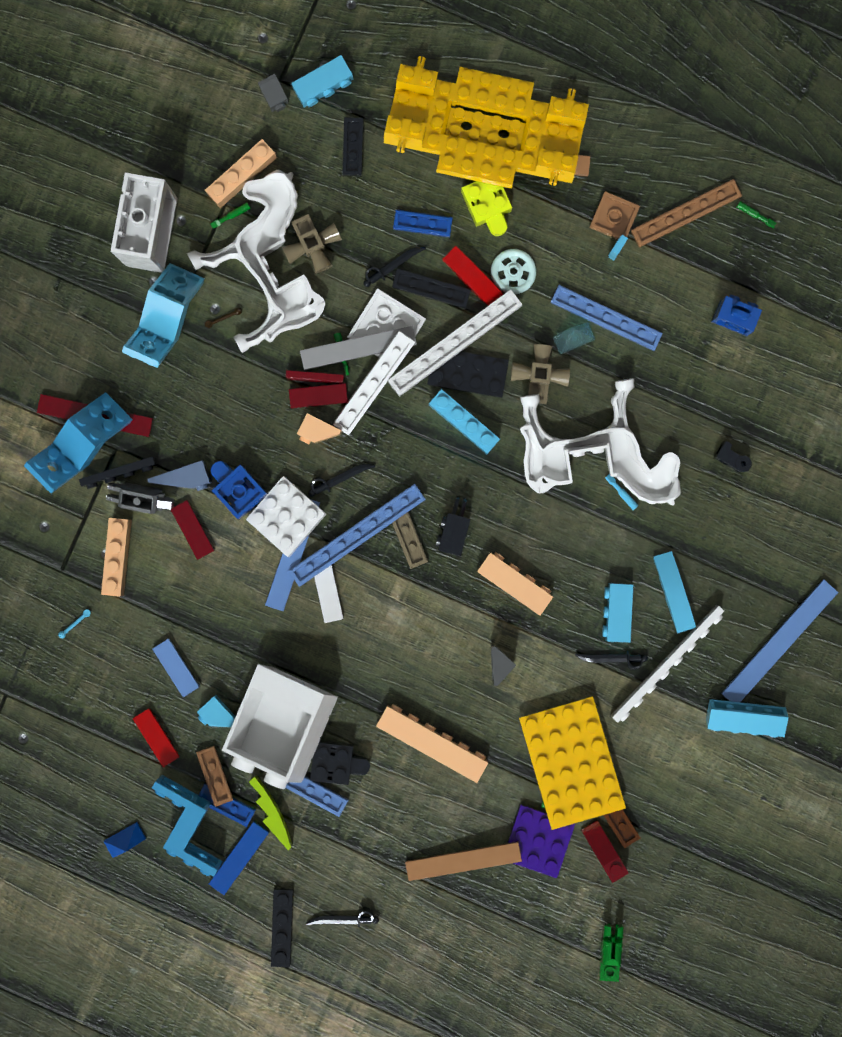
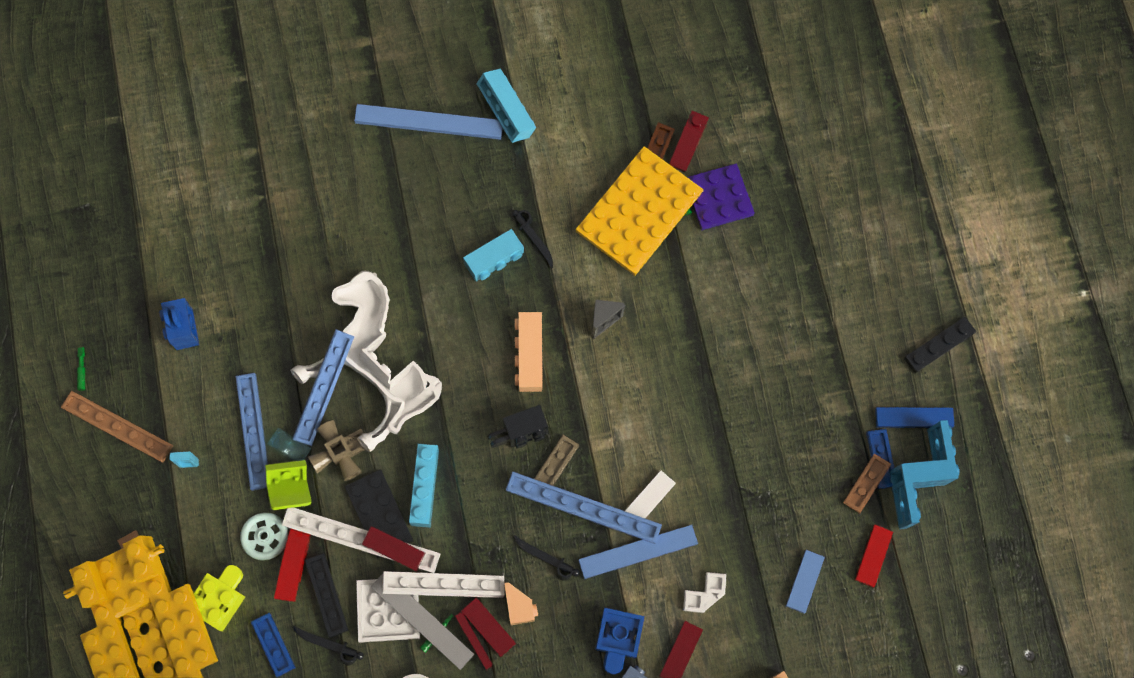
camera: 135 degrees left, 15 degrees down
(125, 840) = (975, 520): blue slope -> none
(216, 713) = (816, 517): medium azure slope -> none
(219, 589) = (700, 601): none -> white tile
(274, 820) = (861, 412): lime slope -> none
(278, 726) = (788, 456): white brick -> none
(286, 516) = (611, 579): white plate -> none
(319, 795) = (817, 399): medium blue tile -> none
(337, 764) = (780, 392): black brick -> none
(347, 919) = (894, 299): black sword -> none
(428, 362) = (393, 548): none -> dark red tile
(432, 743) = (706, 328): light nougat brick -> none
(463, 861) = (779, 240): medium nougat tile -> none
(538, 314) = (287, 485): none -> lime bracket
(600, 395) = (323, 387): none -> medium blue tile
(611, 953) = (760, 86): green plate -> none
(614, 216) = (158, 483): medium nougat plate -> none
(624, 495) = (393, 319): medium azure piece -> none
(662, 669) = (503, 191): white plate -> none
(674, 592) = (445, 224): medium azure slope -> none
(732, 459) = (305, 252): black leg -> none

